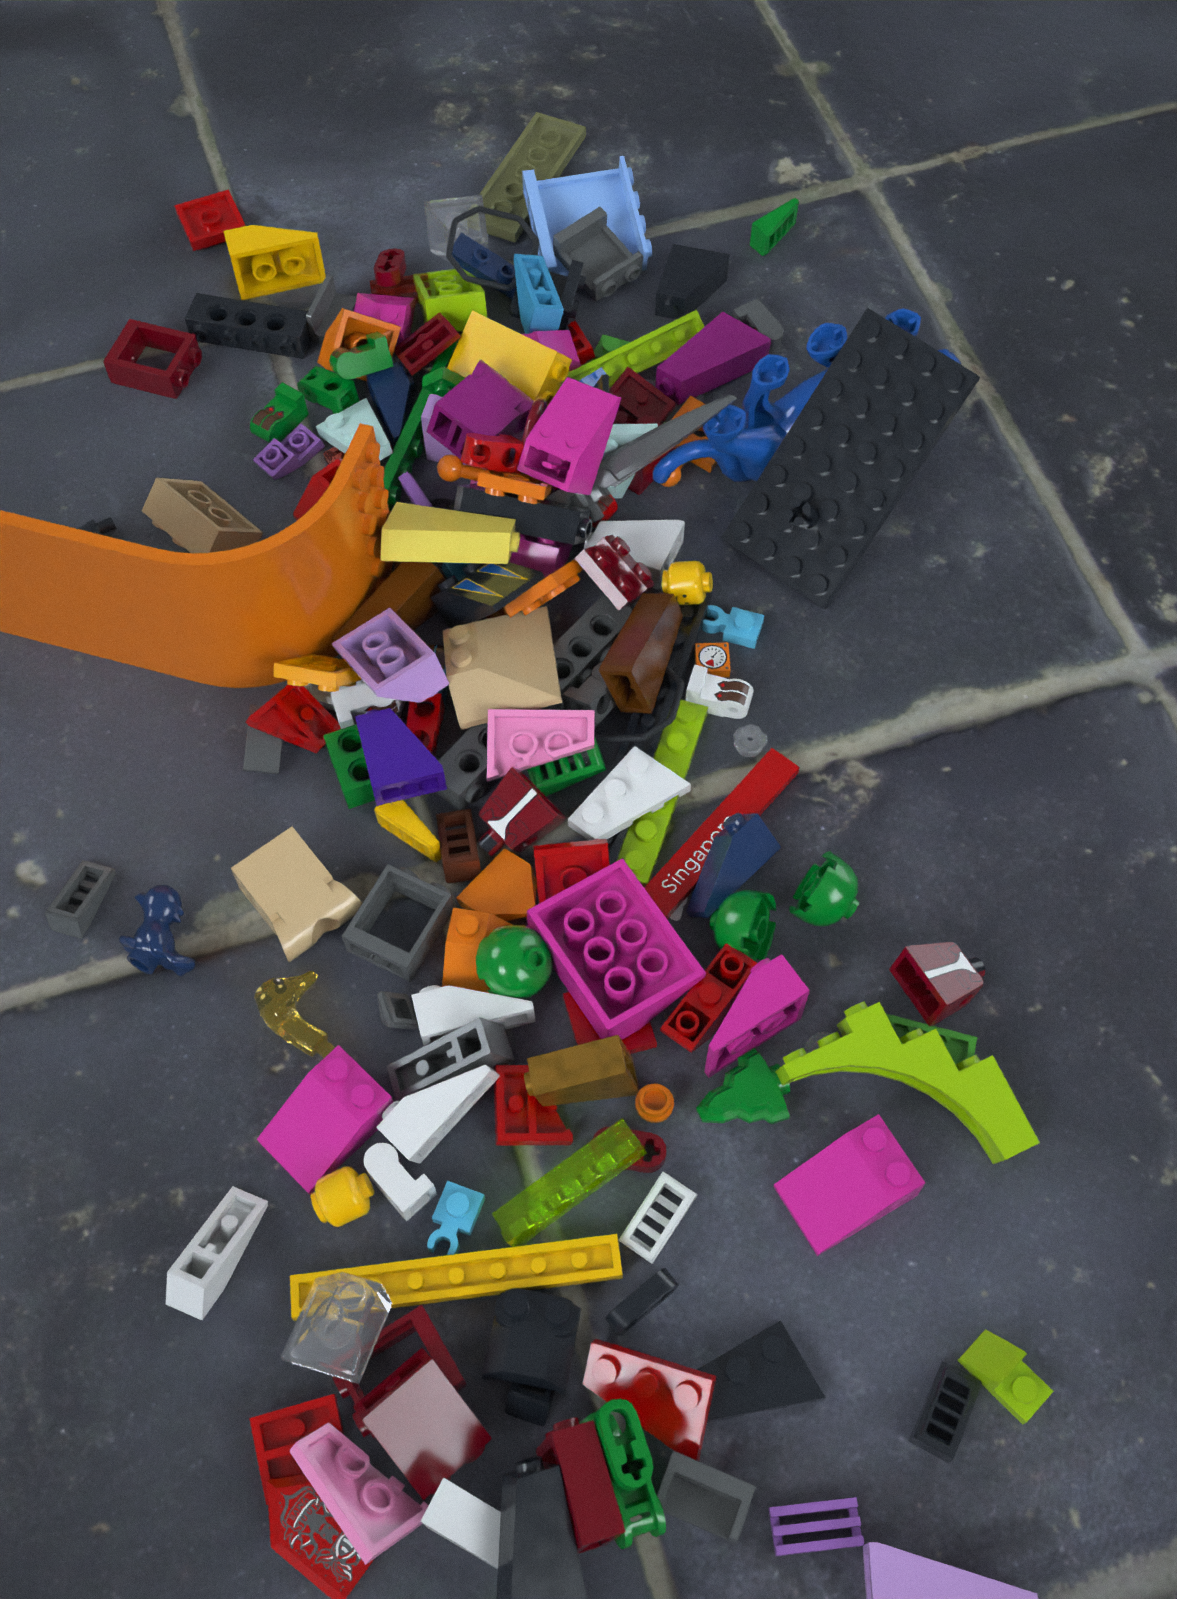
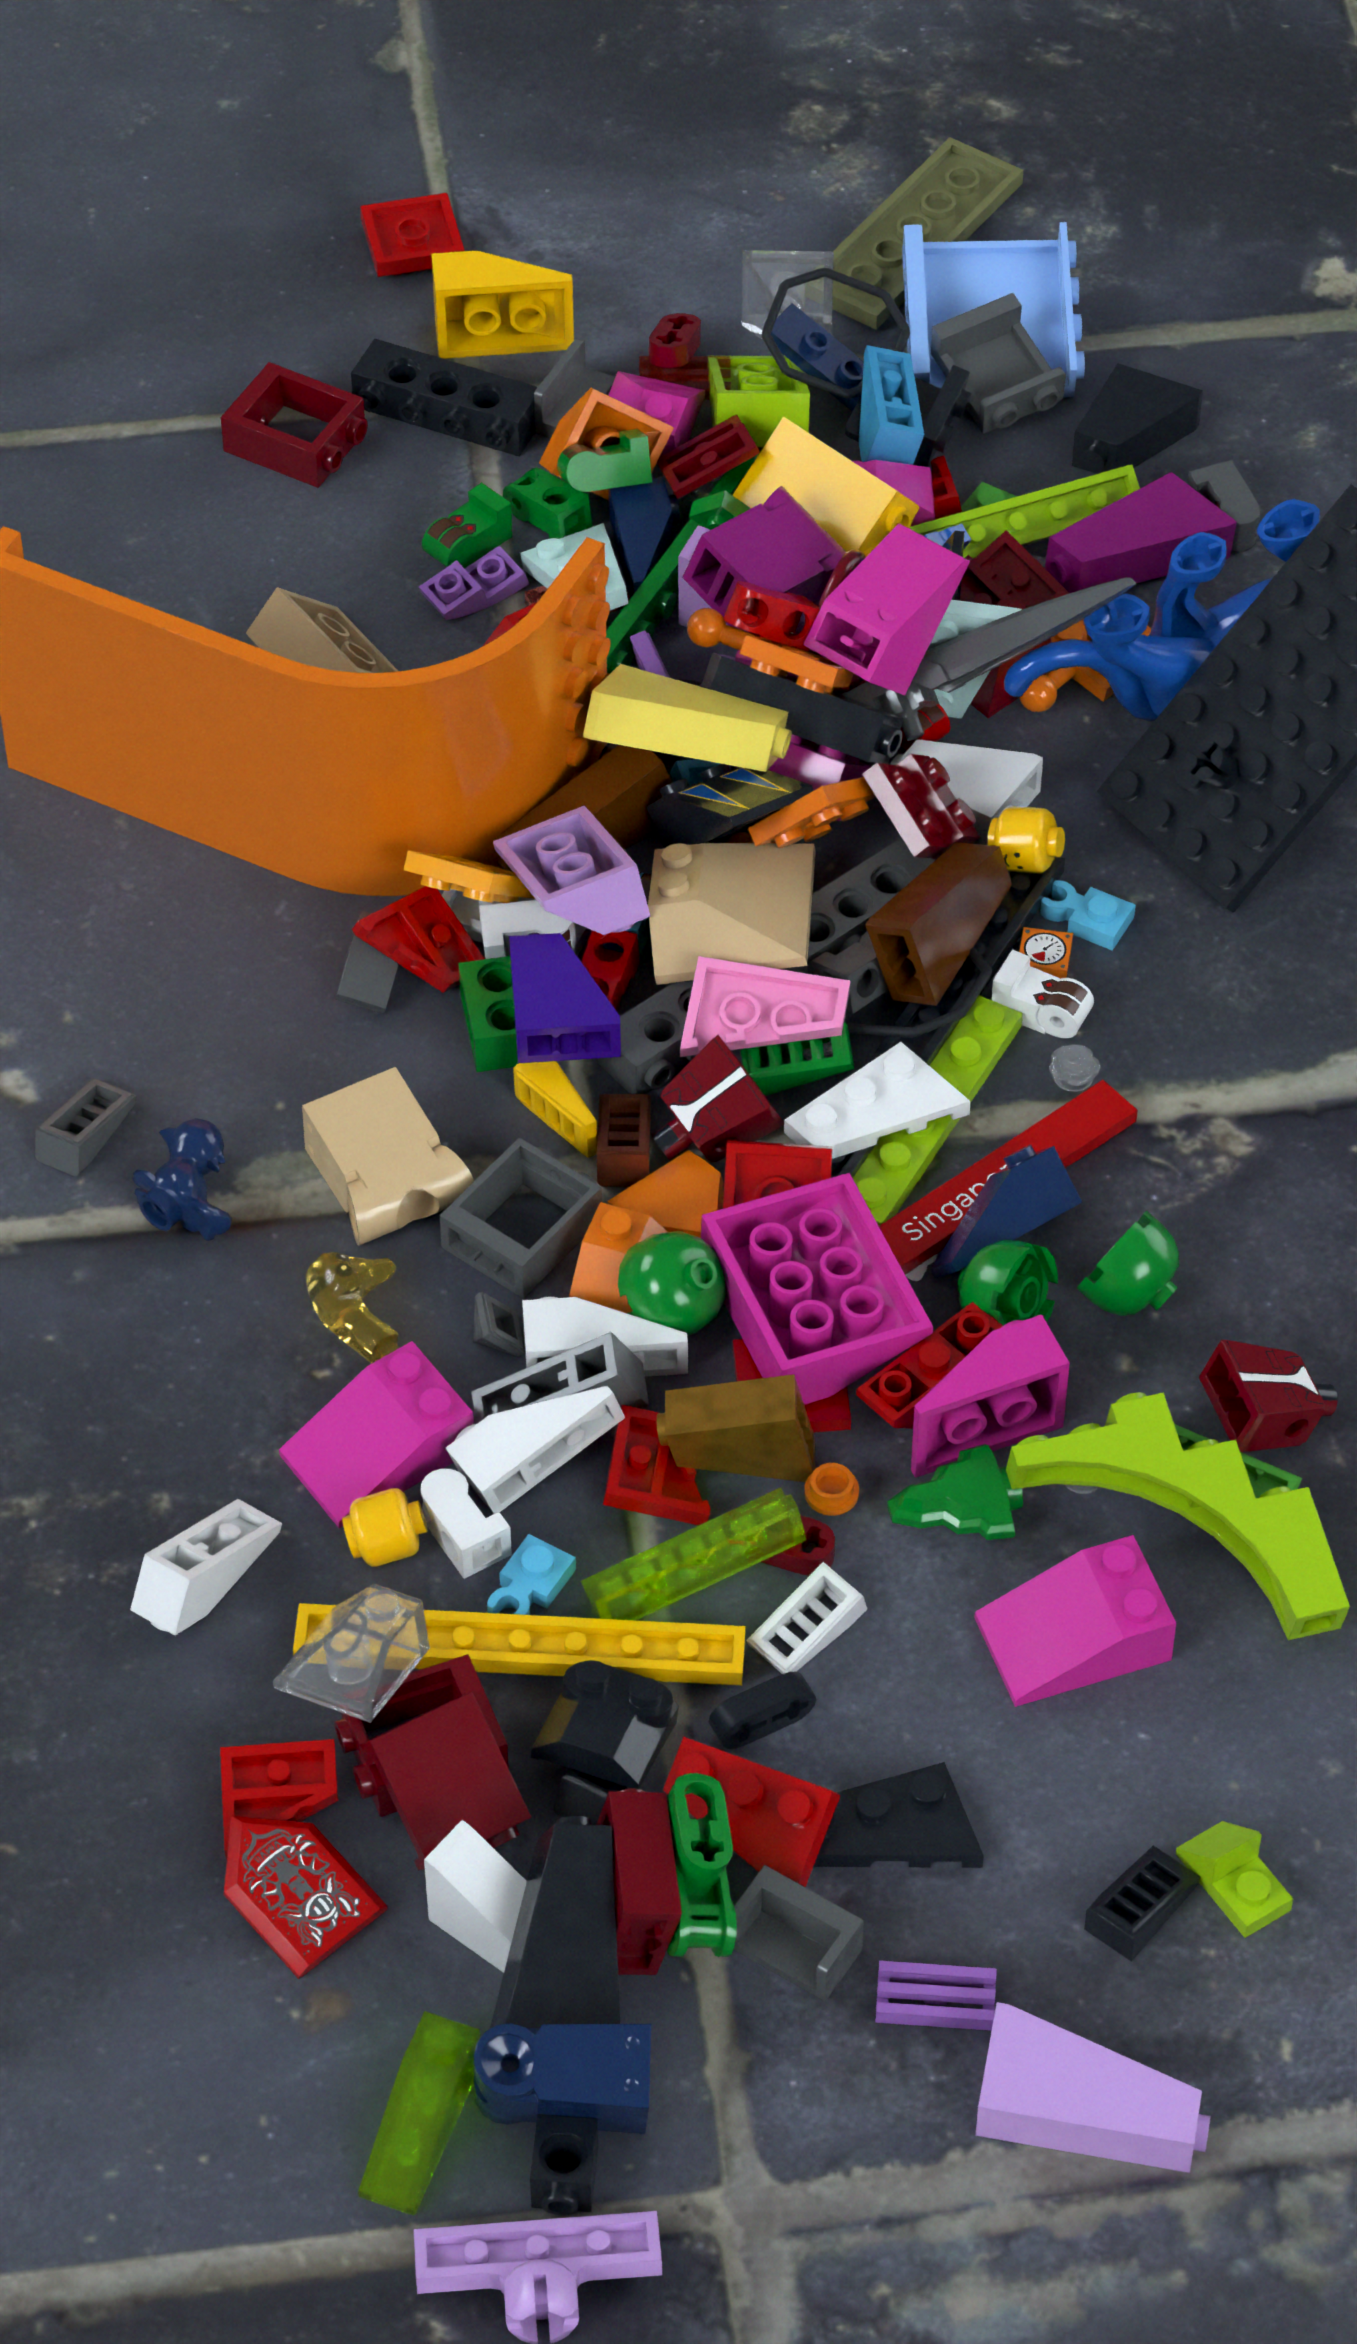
camera: 10 degrees right, 10 degrees down
(359, 1497) = (353, 1861): bright pink wing -> none
(773, 226) = (1286, 359): green slope -> none

